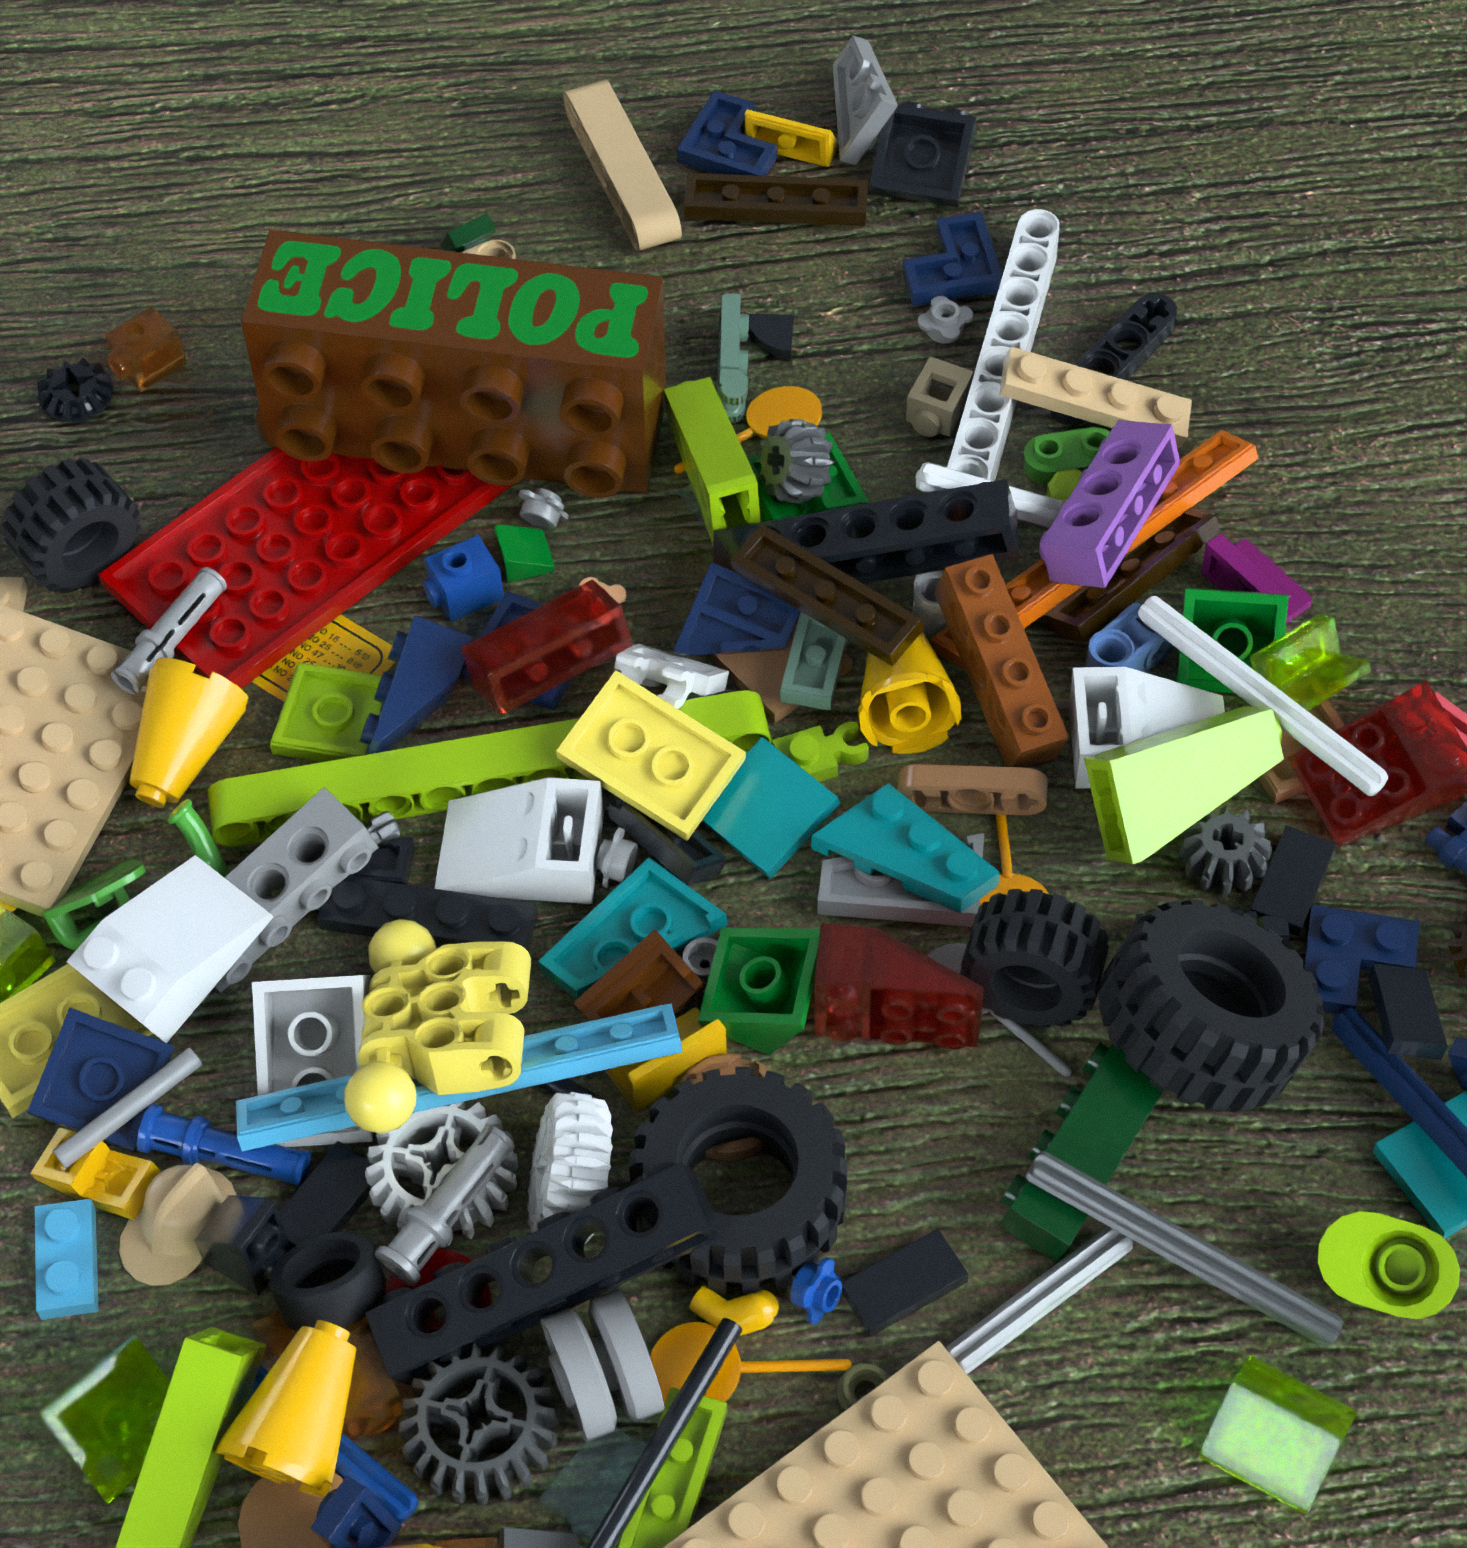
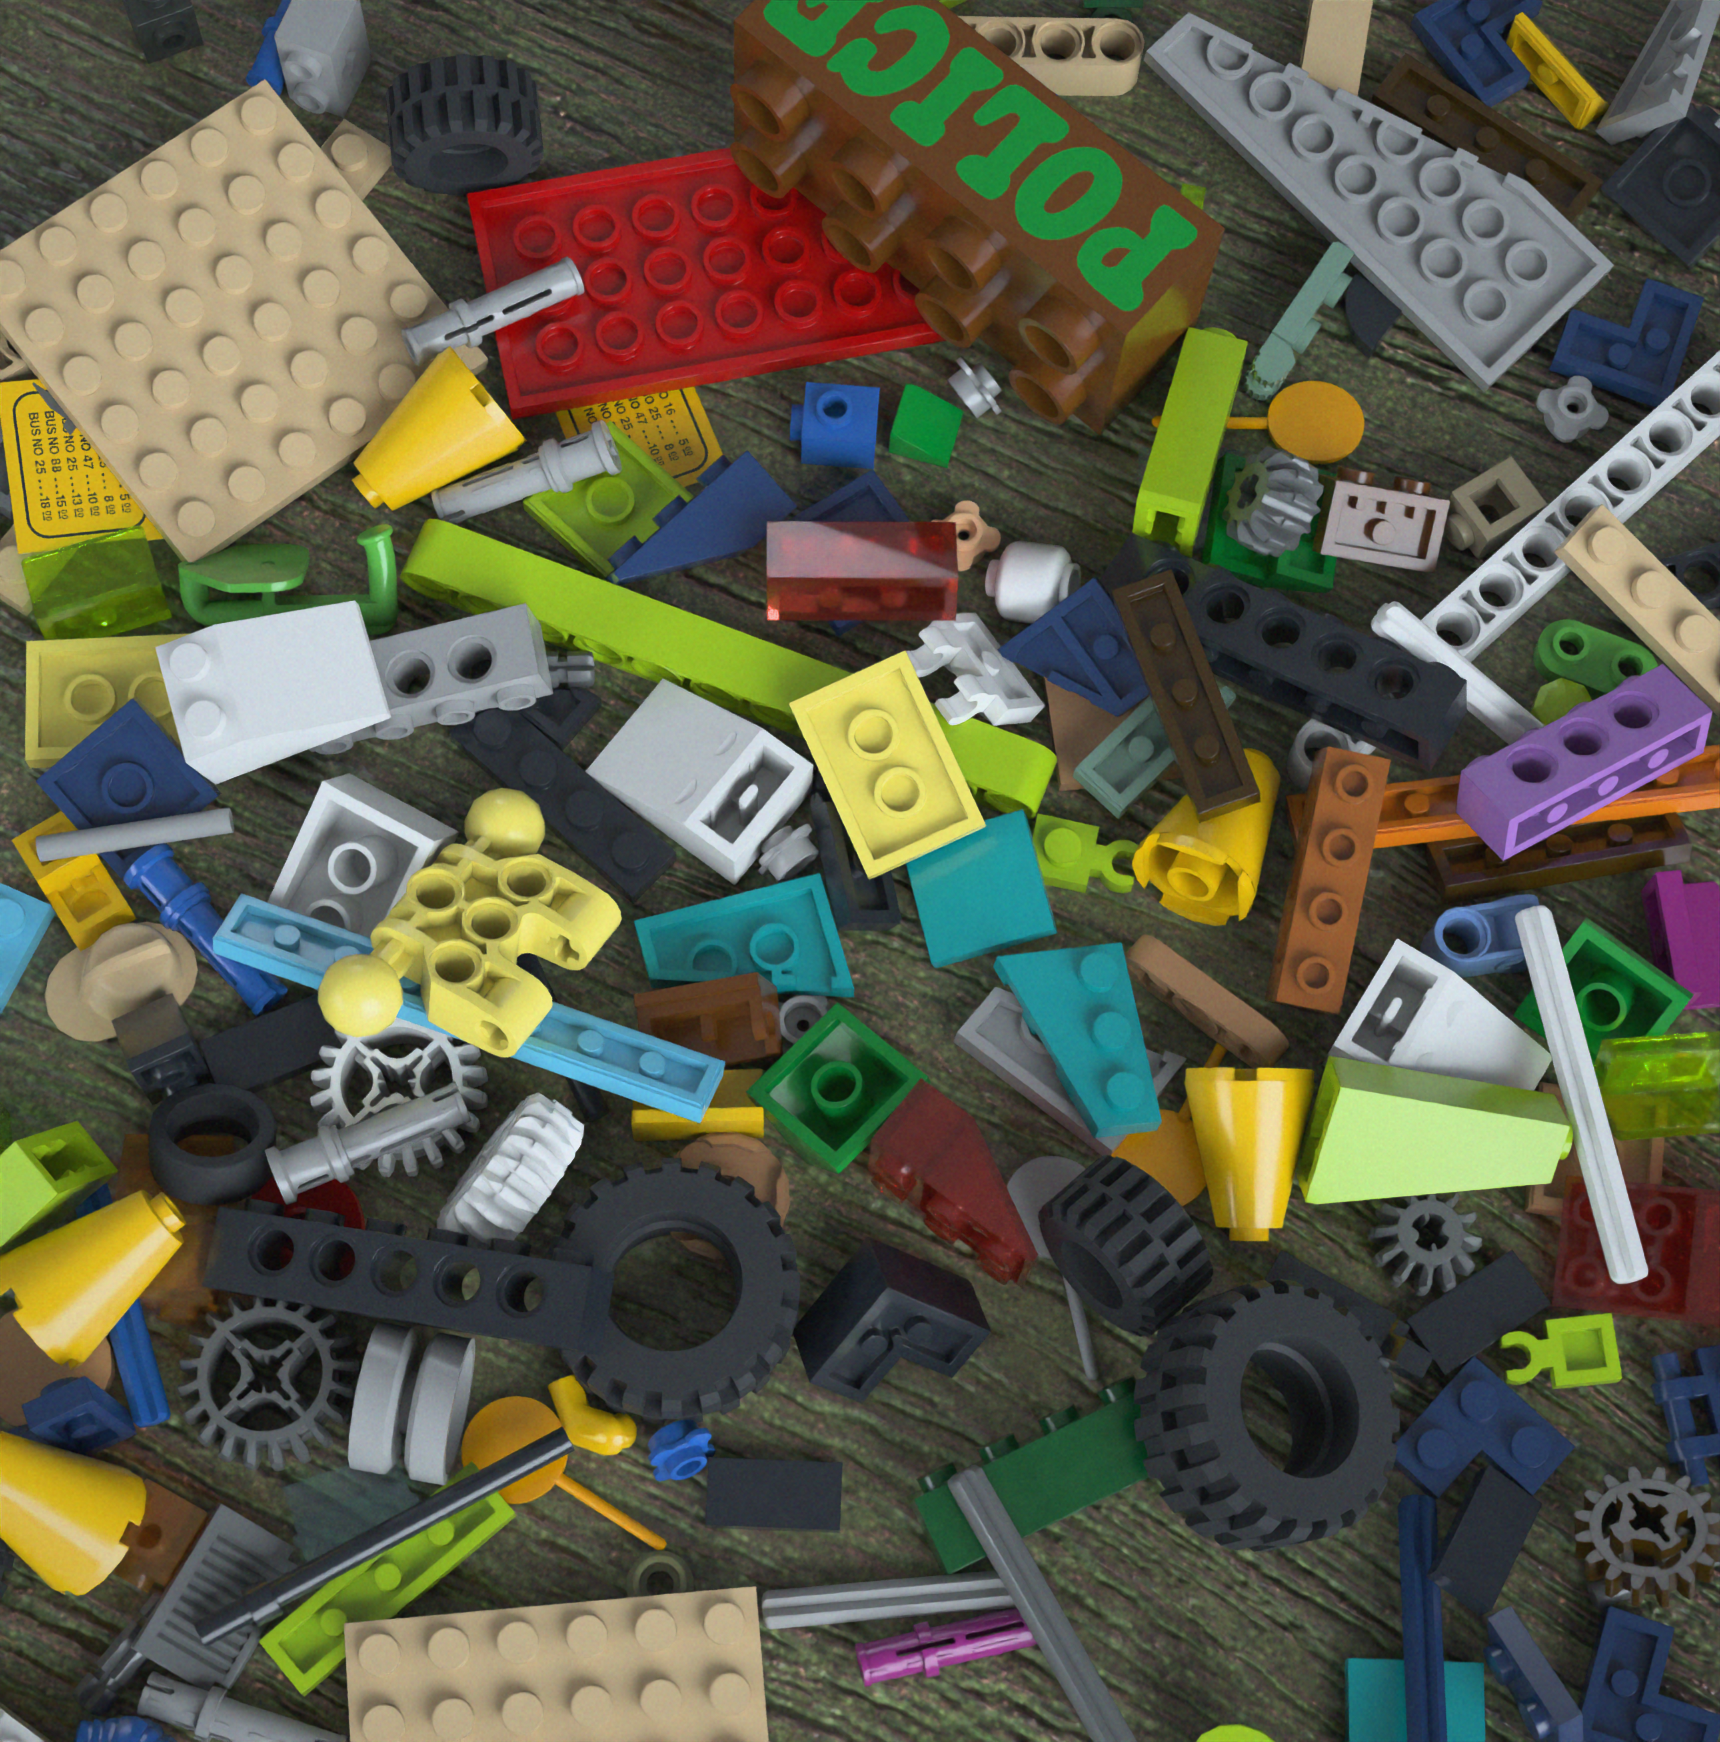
camera: 25 degrees right, 15 degrees up
(280, 704) = (552, 467): none -> light grey pin
(664, 600) = (1031, 580): none -> white head
(794, 262) = (1444, 238): none -> light grey wing
(873, 441) = (1380, 522): none -> bracket
(894, 1109) = (884, 1310): none -> black panel
(1064, 848) = (1249, 1141): none -> yellow cone
(1088, 1314) = (882, 1659): none -> magenta pin
(1370, 863) = (1573, 1350): none -> lime plate

